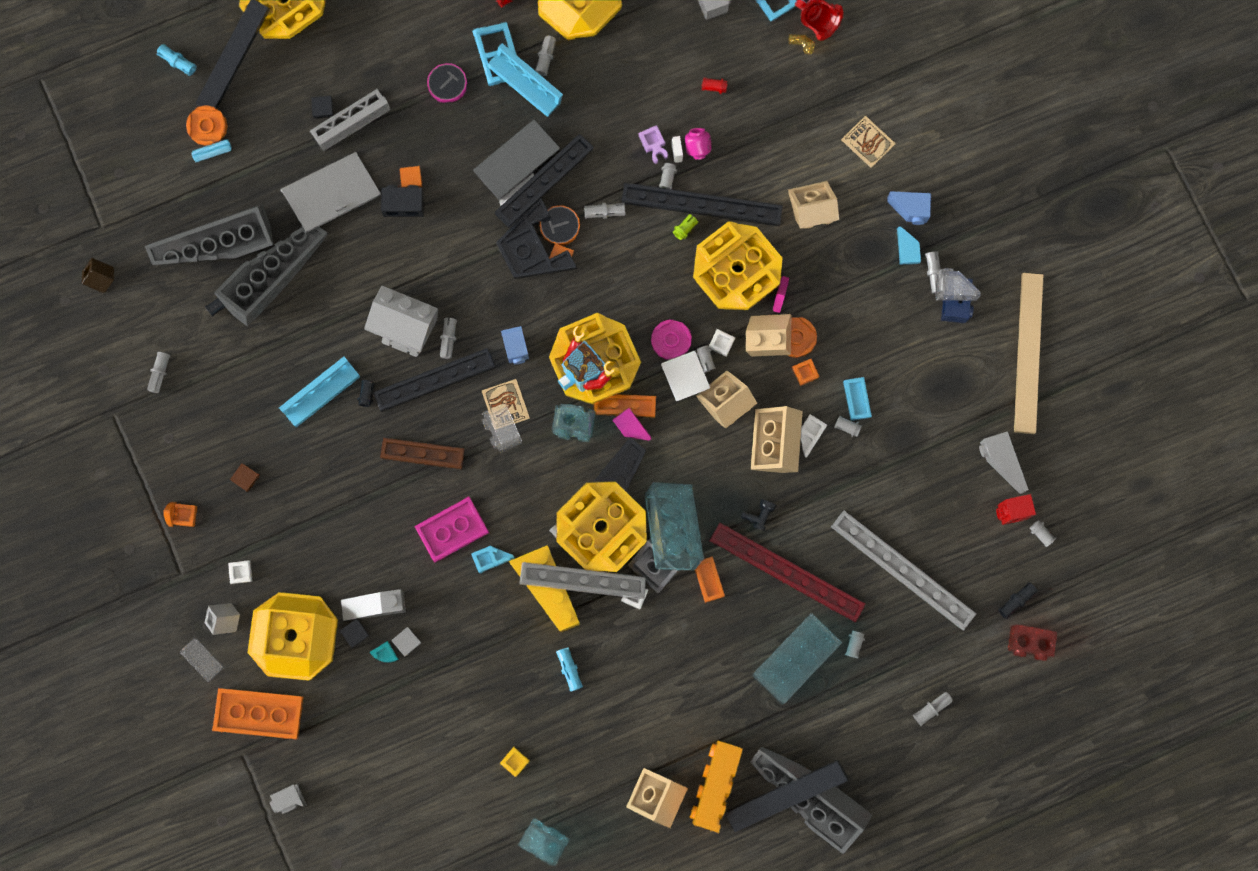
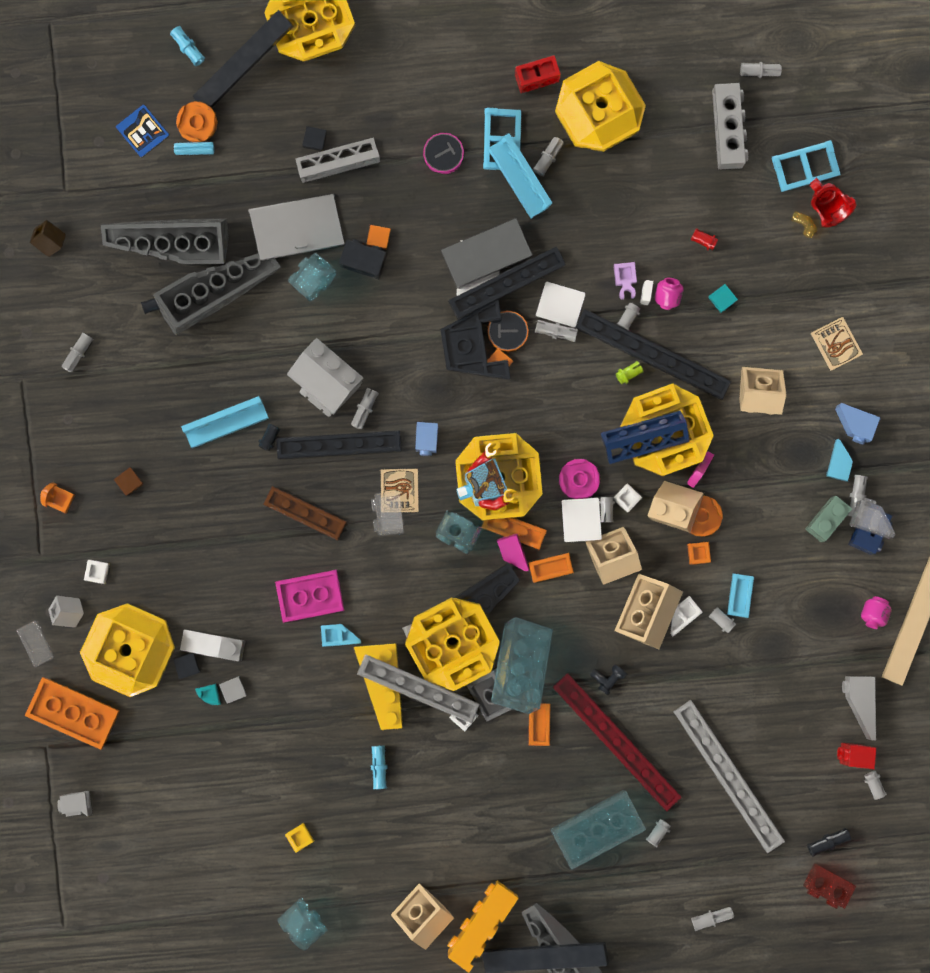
camera: 15 degrees right, 5 degrees up
(157, 150) = (142, 130): none -> sticker
(360, 231) = (312, 276): none -> clear light blue brick
(600, 186) = (560, 304): none -> white sticker
(671, 430) = (550, 567): none -> orange tile
(716, 272) = (645, 433): none -> dark blue fence
(749, 133) = (722, 298): none -> teal tile
(914, 301) = (828, 518): none -> sand green brick
(988, 373) = (876, 612): none -> dark pink head

